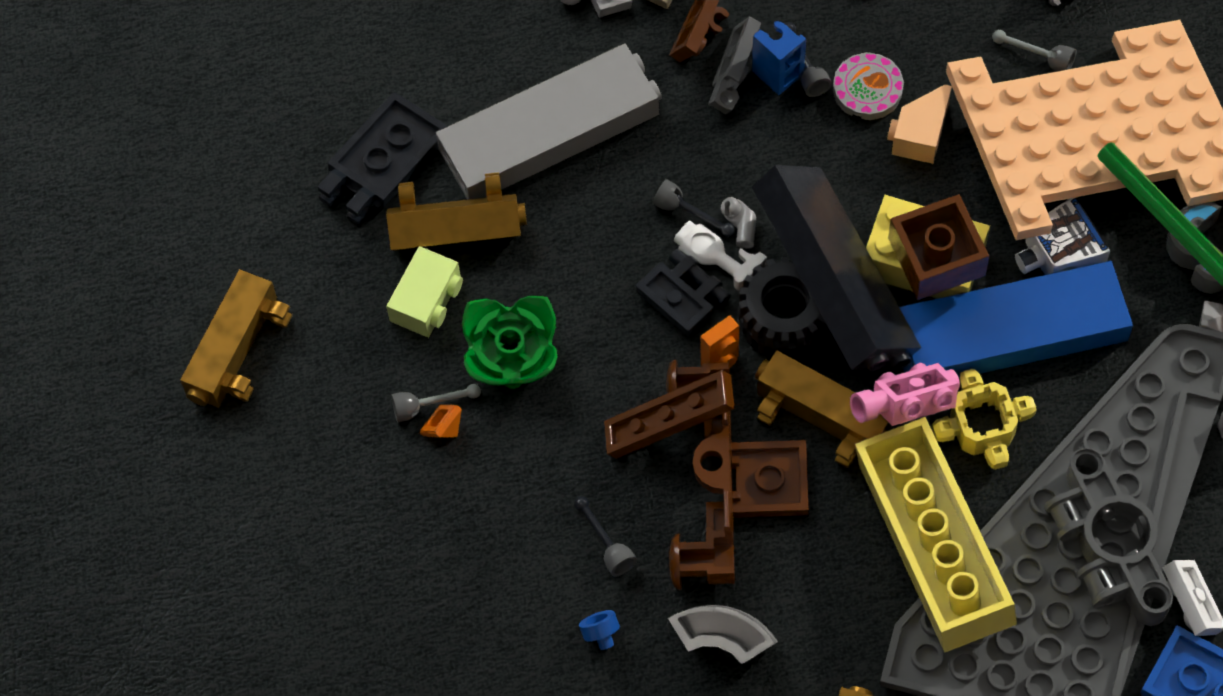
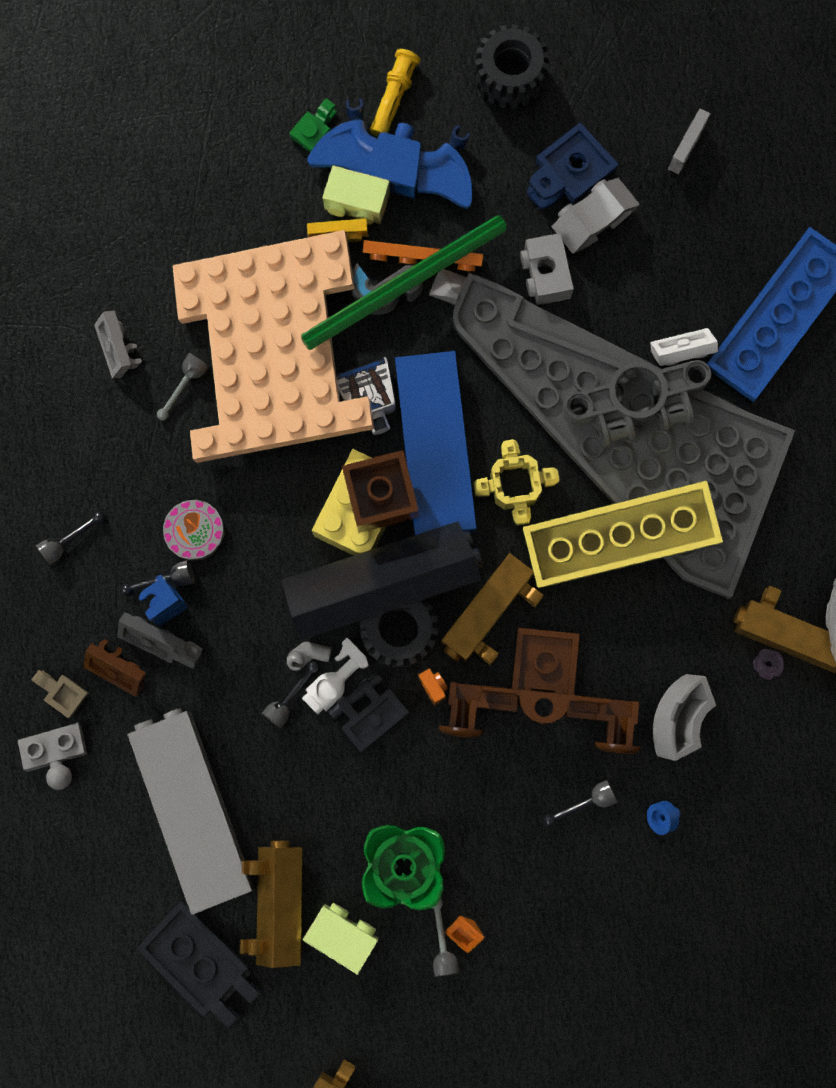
camera: 85 degrees left, 15 degrees up
(669, 414) = (495, 737): reddish brown plate -> none
(907, 395) = (504, 543): bright pink brick -> none
(920, 126) = (243, 491): light nougat slope -> none

